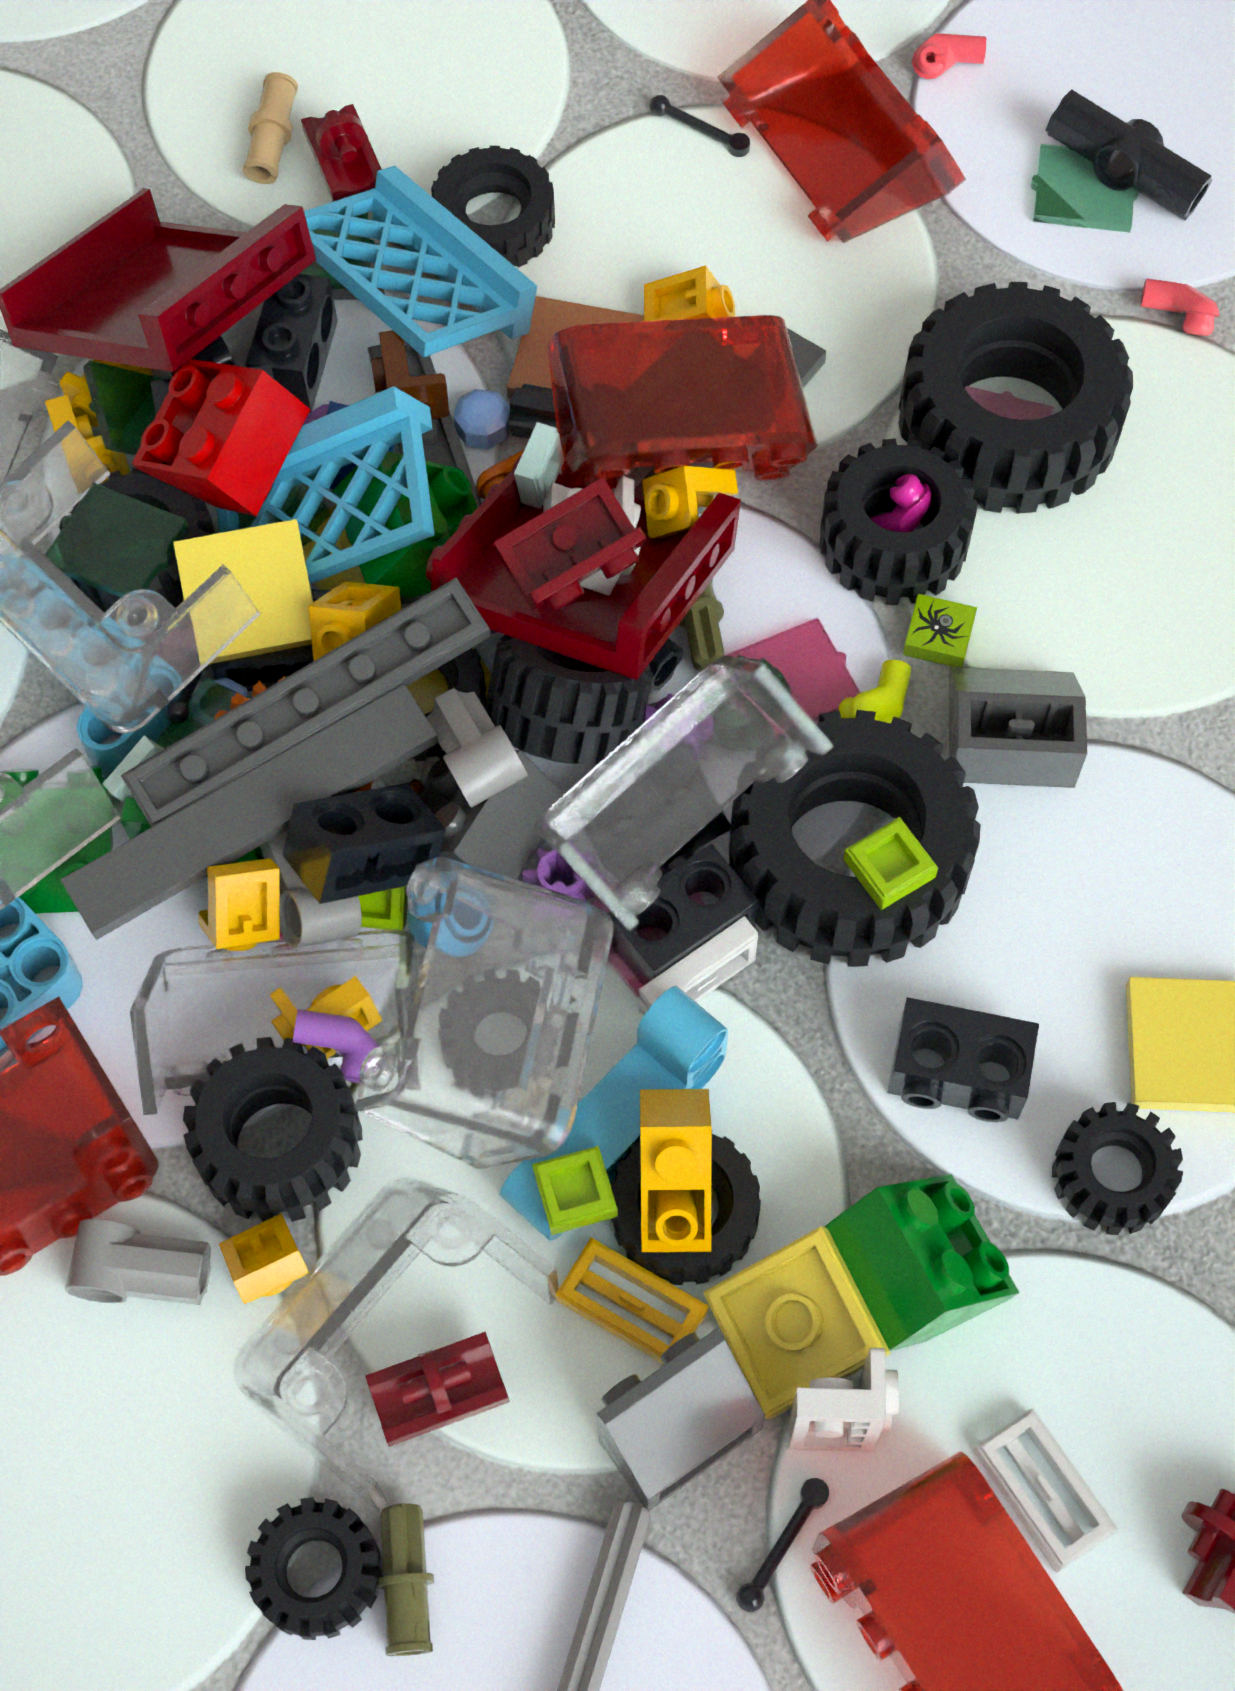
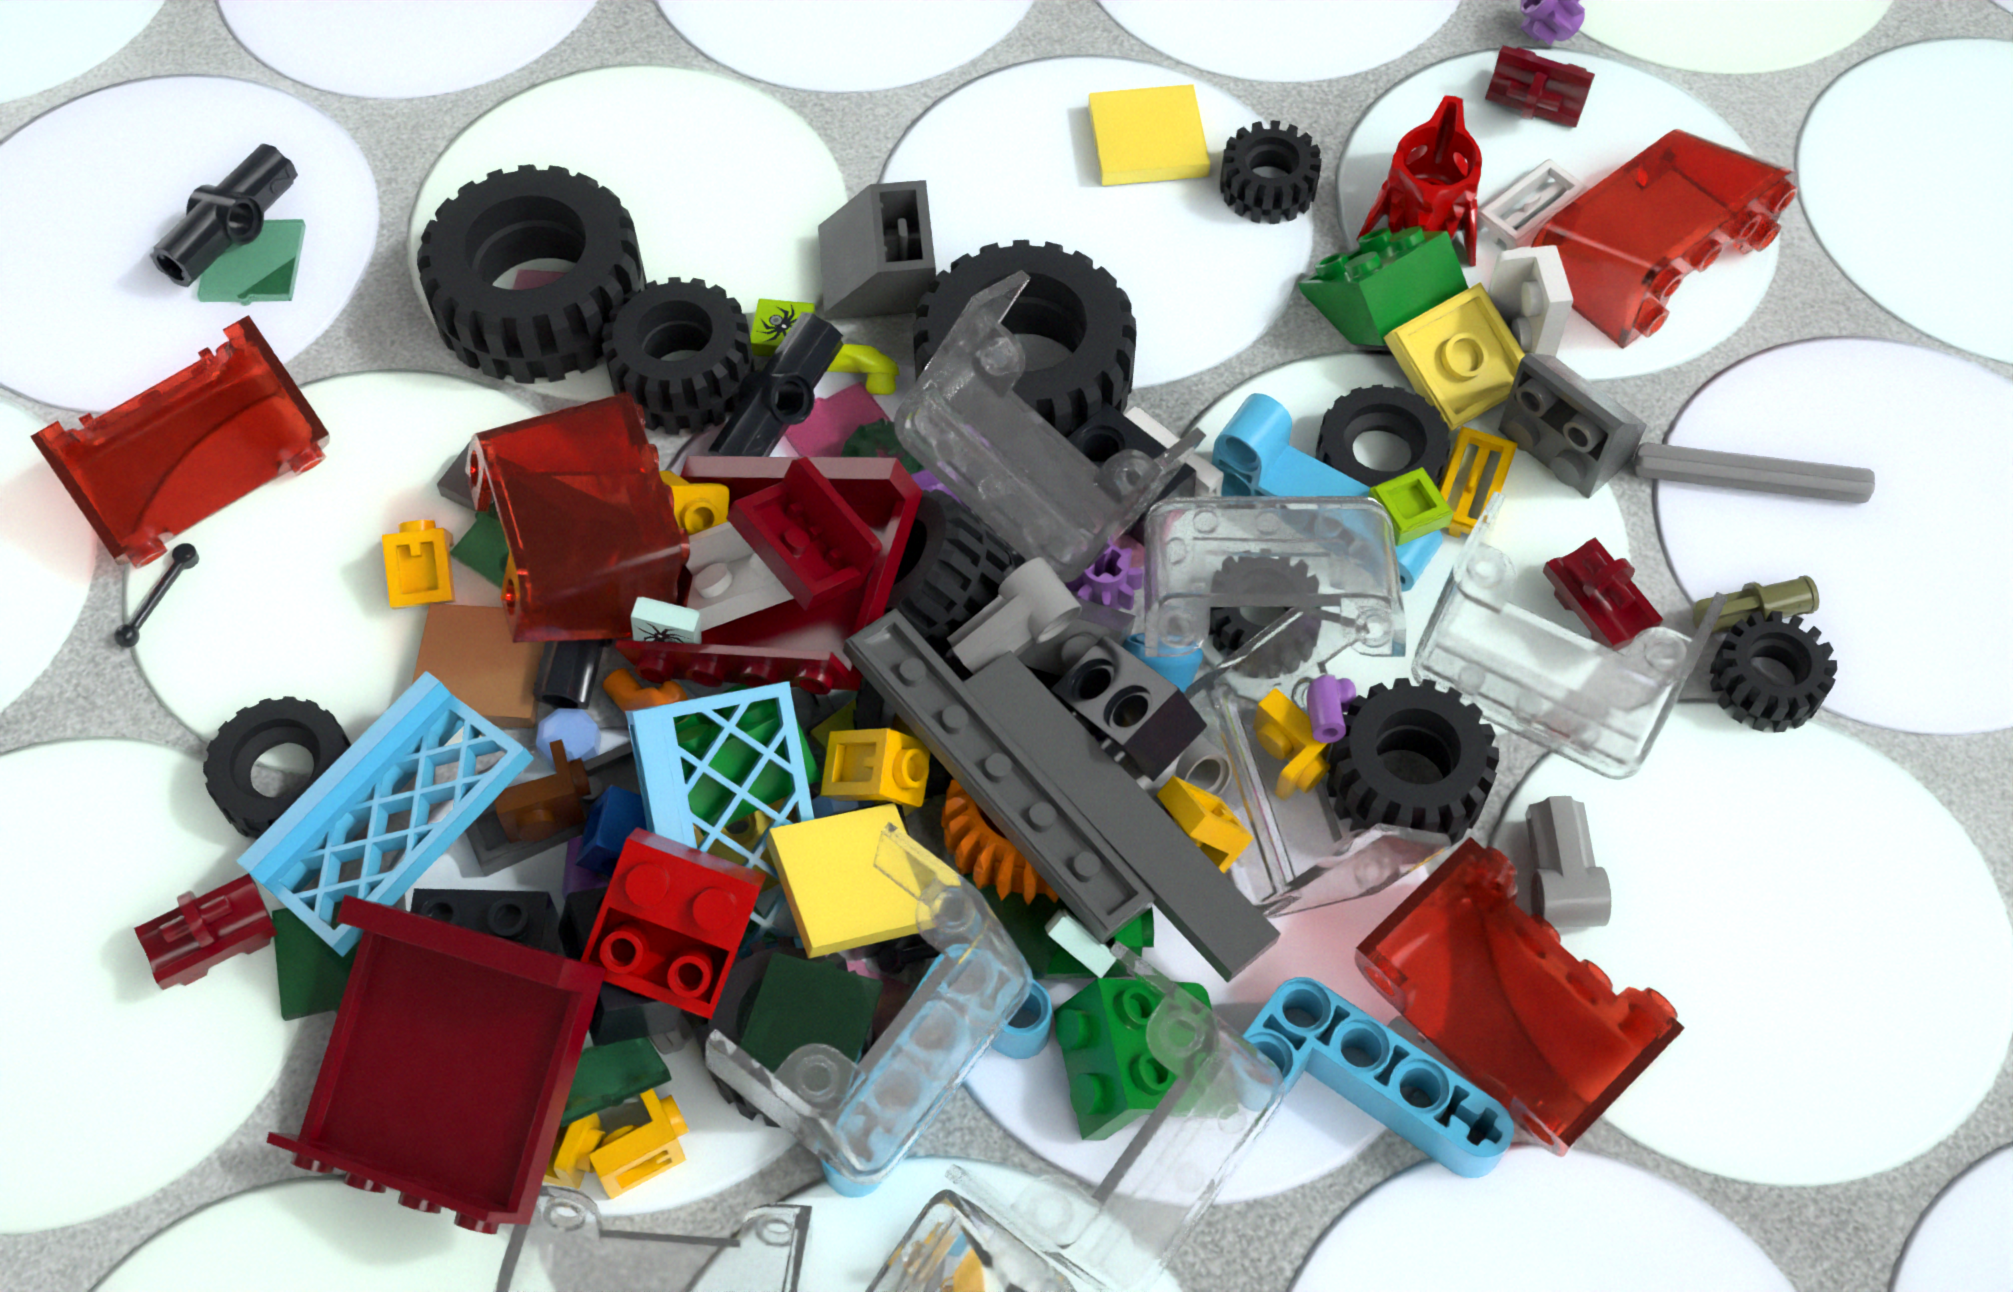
camera: 100 degrees left, 5 degrees down
(263, 1259) = (1539, 742): yellow bracket -> none
(270, 128) = (150, 1036): tan pin -> none
(675, 1170) = (1373, 426): yellow slope -> none
(813, 1496) = (1583, 348): black hinge -> none
(859, 616) = (791, 371): none -> black piece
(890, 863) = (1073, 287): lime tile -> none
(912, 504) = (669, 338): dark pink arm -> none
(945, 50) = (68, 381): coral arm -> none
(964, 1042) = (1206, 272): black brick -> none
(1063, 1348) = (1434, 181): none -> red piece
(1181, 298) = (397, 170): coral arm -> none

